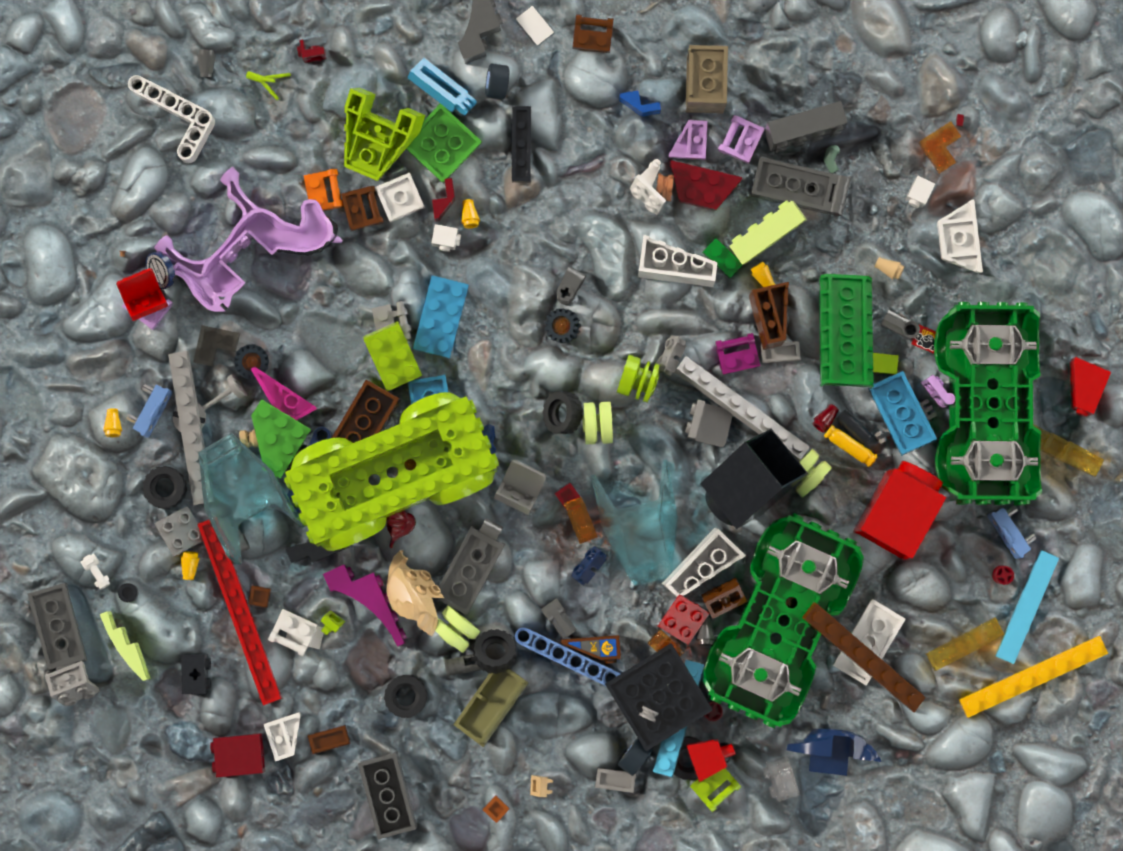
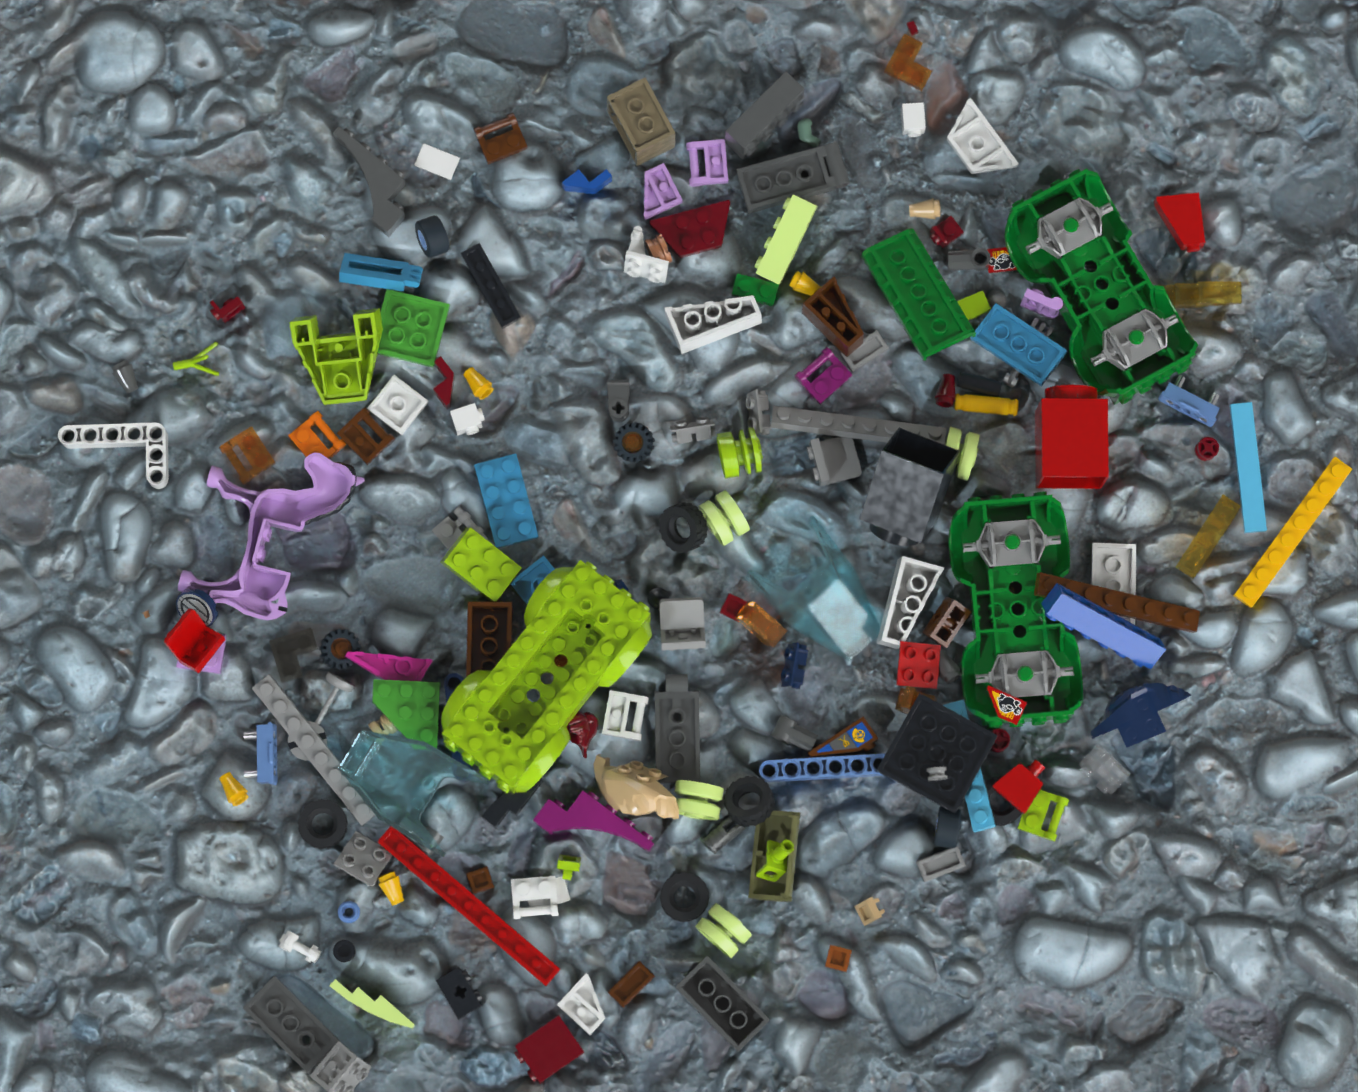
camera: 35 degrees left, 5 degrees down
(141, 565) = (345, 905): none -> medium blue plate
(270, 173) = (254, 452): none -> clear orange plate
(417, 740) = (725, 928): none -> yellowish green wheel
(433, 528) = (617, 715): none -> white plate
(489, 708) = (776, 859): none -> lime bracket
(514, 453) = (655, 596): none -> black plate
(620, 341) = (685, 430): none -> light grey hinge
(732, 692) = (1006, 705): none -> sticker
(842, 671) = (1103, 626): none -> brick
(895, 294) = (946, 232): none -> dark red bracket

